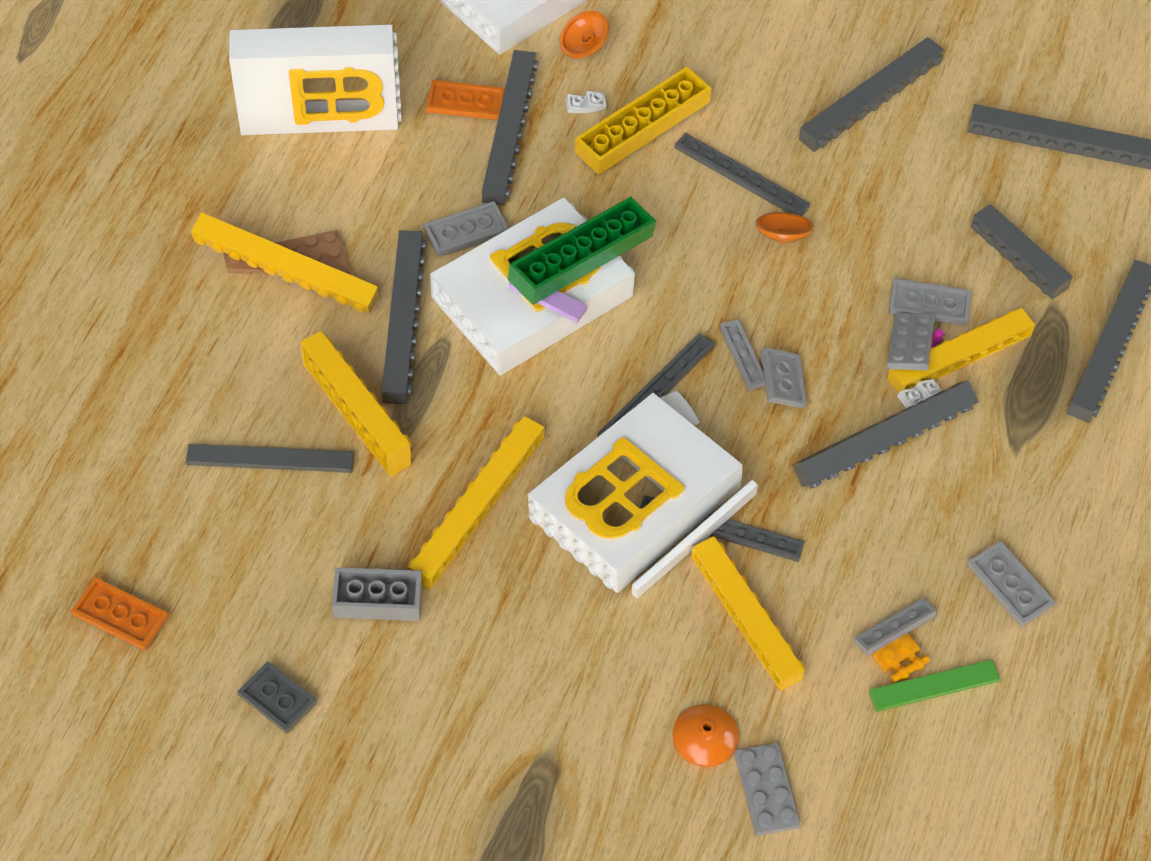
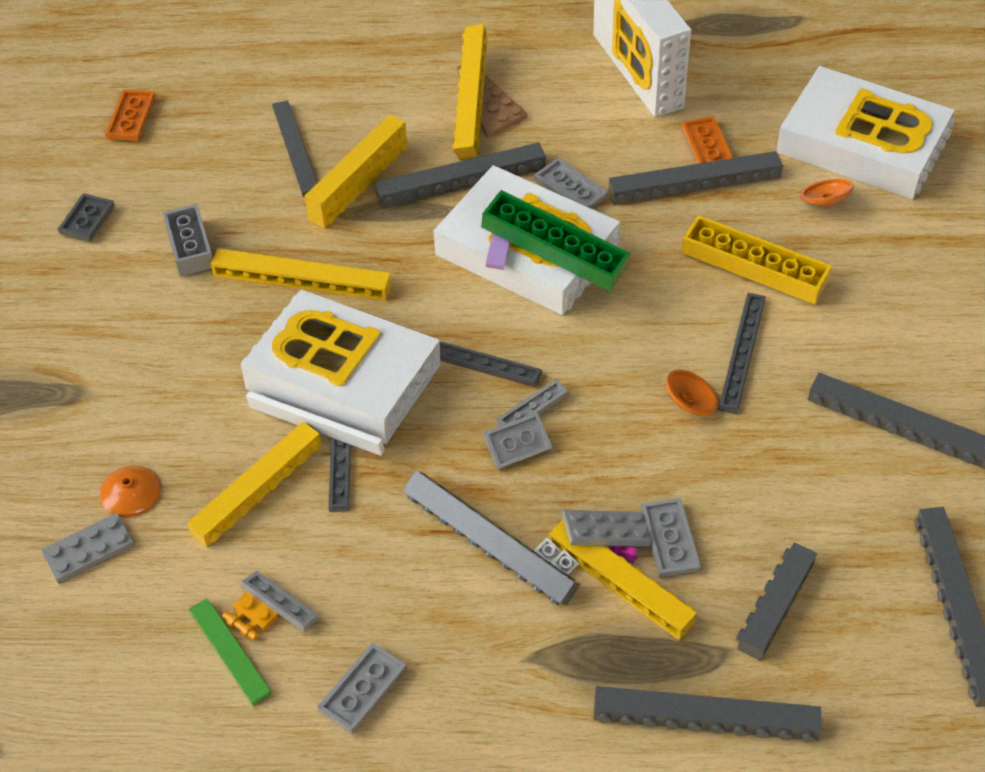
camera: 75 degrees right, 5 degrees down
(585, 104) = (756, 220): white slope -> none
(680, 405) = (448, 377): white slope -> none

